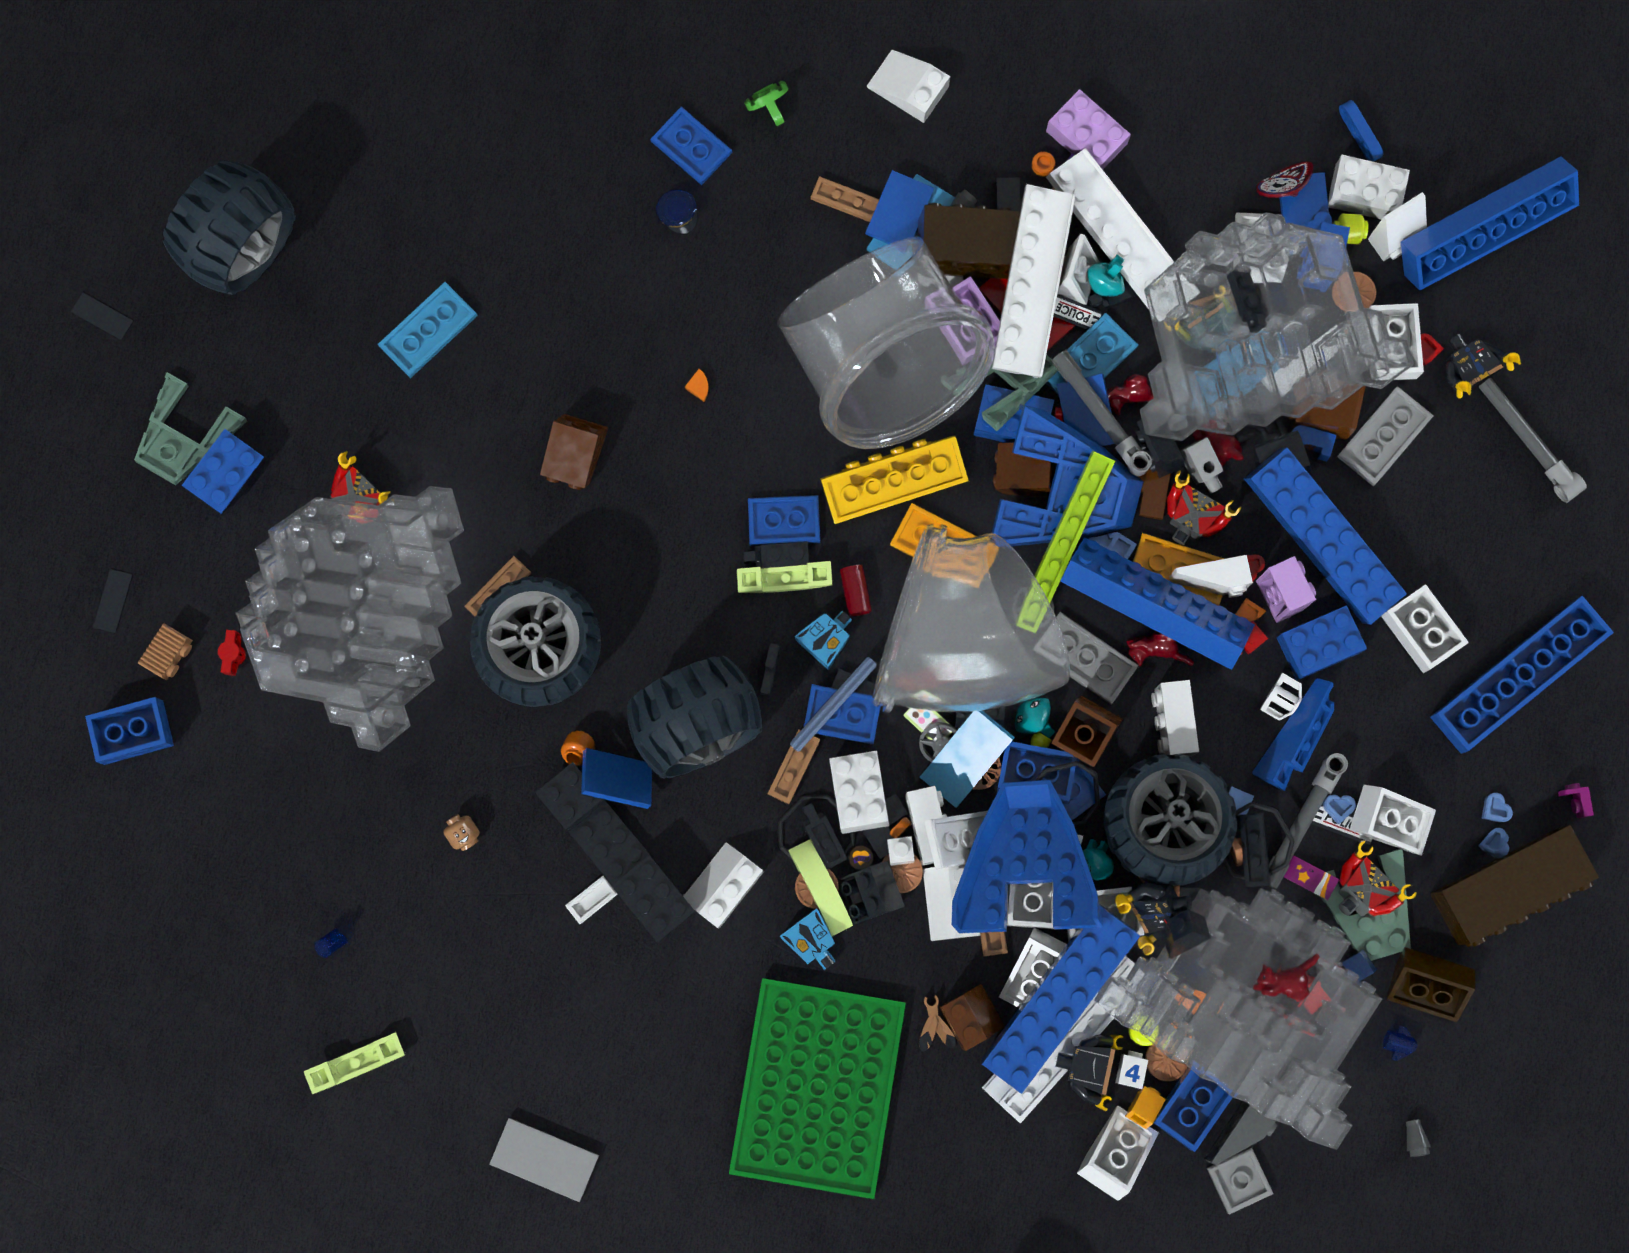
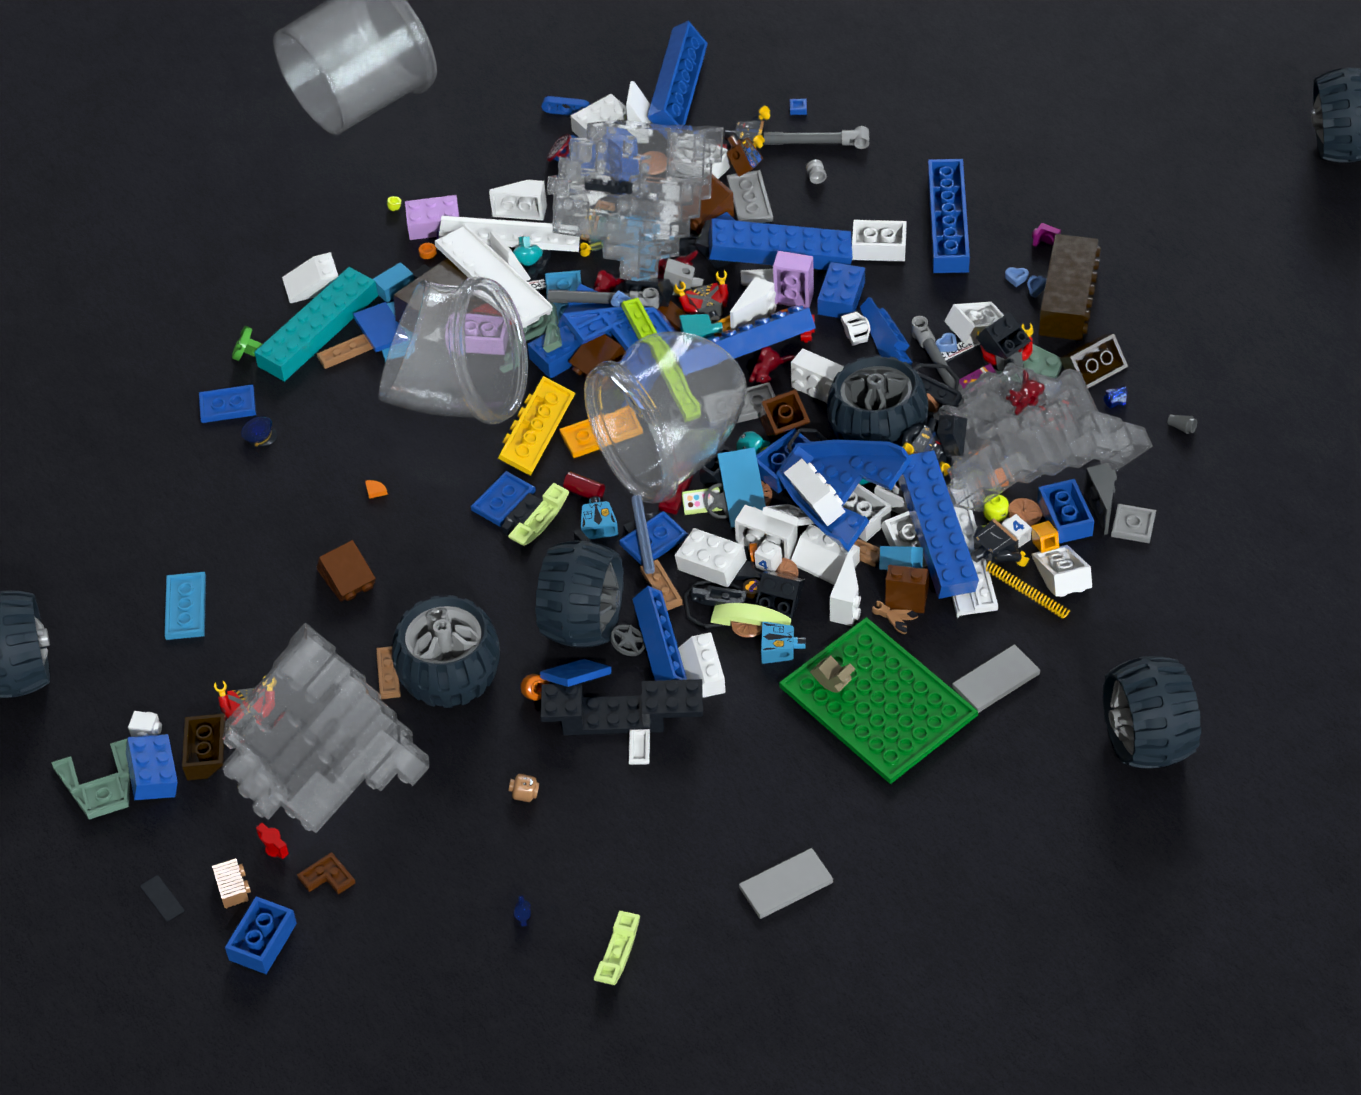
camera: 50 degrees left, 30 degrees down
(248, 725) = (328, 870): none -> reddish brown tile
(266, 421) = (144, 724): none -> white brick
(278, 496) = (203, 745): none -> dark brown slope
(703, 789) = (627, 640): none -> dark grey wheel
(721, 823) = (658, 635): none -> blue brick
(801, 1030) = (832, 675): none -> dark tan brick
(854, 143) = (316, 324): none -> teal brick
(912, 966) = (844, 596): none -> white slope
(932, 1184) = (996, 678): none -> light grey tile
(969, 171) = (393, 281): none -> dark azure brick
(992, 854) = (815, 491): none -> white brick
(998, 987) = (900, 556): none -> dark azure brick
(1063, 1140) = (1026, 594): none -> yellow piece
(1082, 74) = (394, 203): none -> neon yellow hinge
(1106, 440) = (618, 298): none -> medium blue tile
(1143, 542) = (699, 325): none -> teal torso
(1180, 206) = (519, 200): none -> white slope
(1276, 536) = (748, 275): none -> white tile
(1373, 877) = (1003, 337): none -> black slope
(1429, 389) = (743, 154): none -> reddish brown torso
(1477, 479) = (816, 171): none -> light grey wheel
(1565, 378) = (798, 107): none -> blue tile

